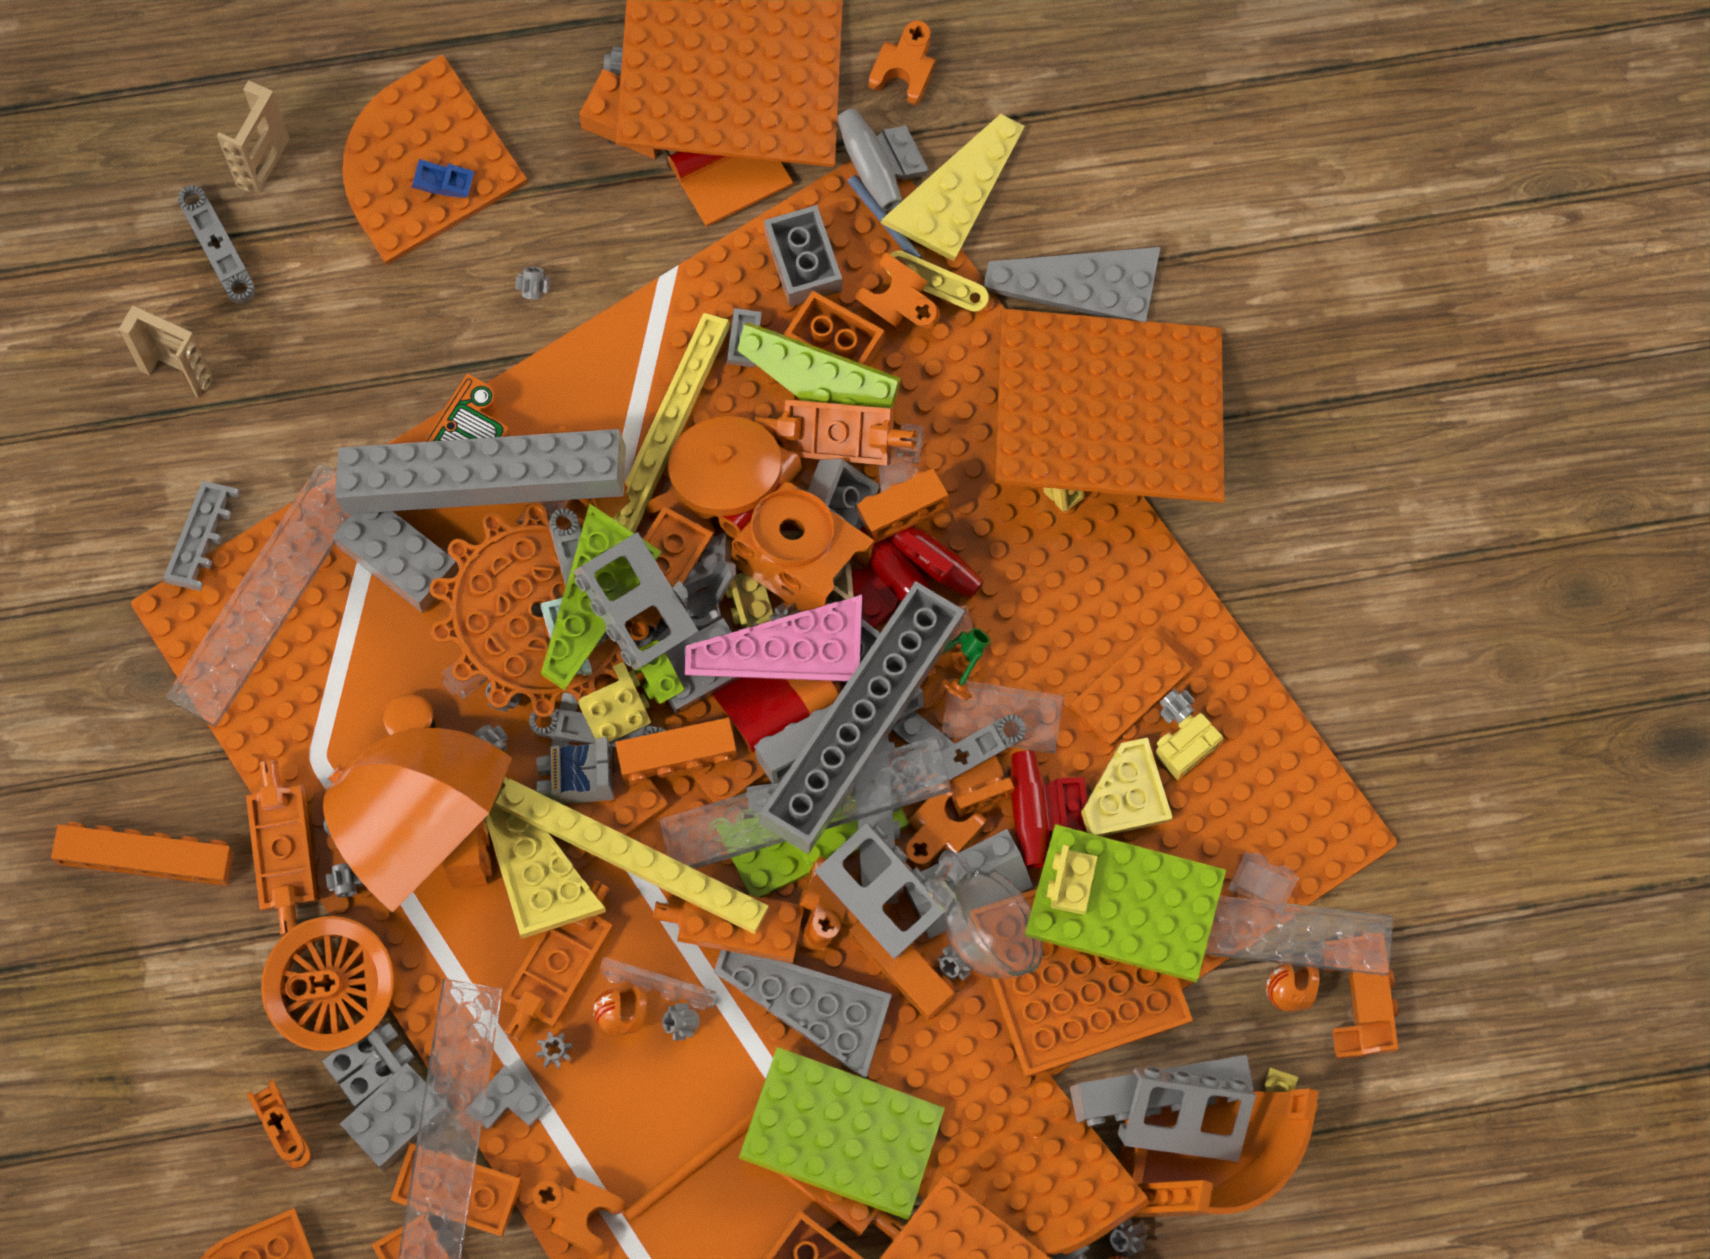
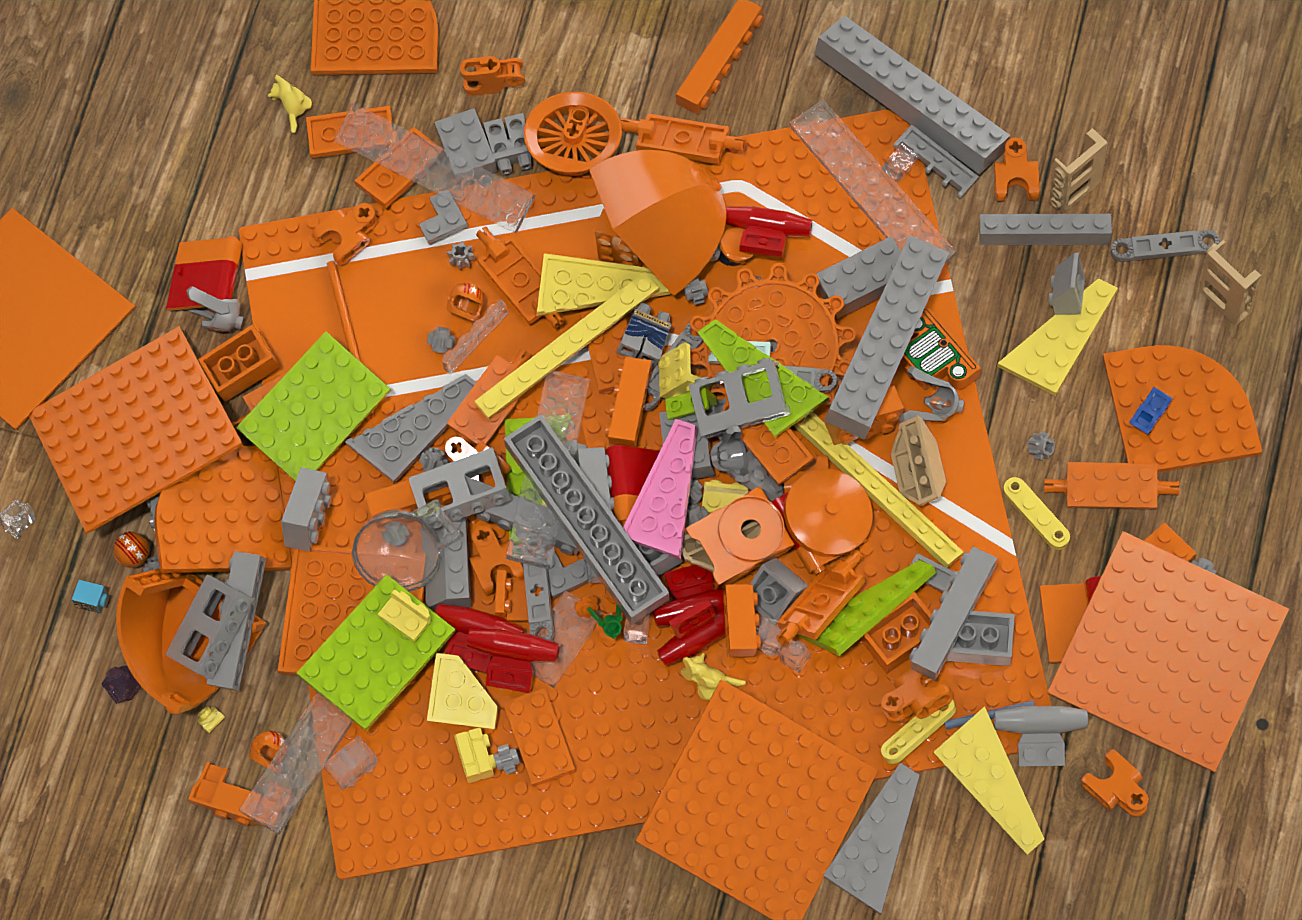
camera: 120 degrees right, 5 degrees down
(117, 598) = (911, 94): none -> light grey brick
(176, 441) = (1016, 171): none -> orange piece
(223, 569) = (900, 162): none -> clear brick
(247, 379) = (1045, 229): none -> light grey brick
(318, 321) = (1068, 286): none -> light grey slope
(375, 688) = (766, 228): none -> red plate
(393, 317) = (1055, 347): none -> light yellow wing
(525, 401) = (942, 403): none -> light grey piece
(552, 192) = (1111, 485): none -> orange plate
(616, 263) = (1036, 513): none -> light yellow plate
(620, 396) = (917, 462): none -> tan wedge
(795, 277) = (953, 612): none -> light grey brick
(845, 957) = (432, 459): none -> light grey gear
(980, 524) = (705, 676): none -> light yellow animal
(981, 1073) = (306, 509): none -> light grey brick
(1055, 748) = (512, 656): none -> red plate
(1292, 1207) = (120, 684): none -> brick

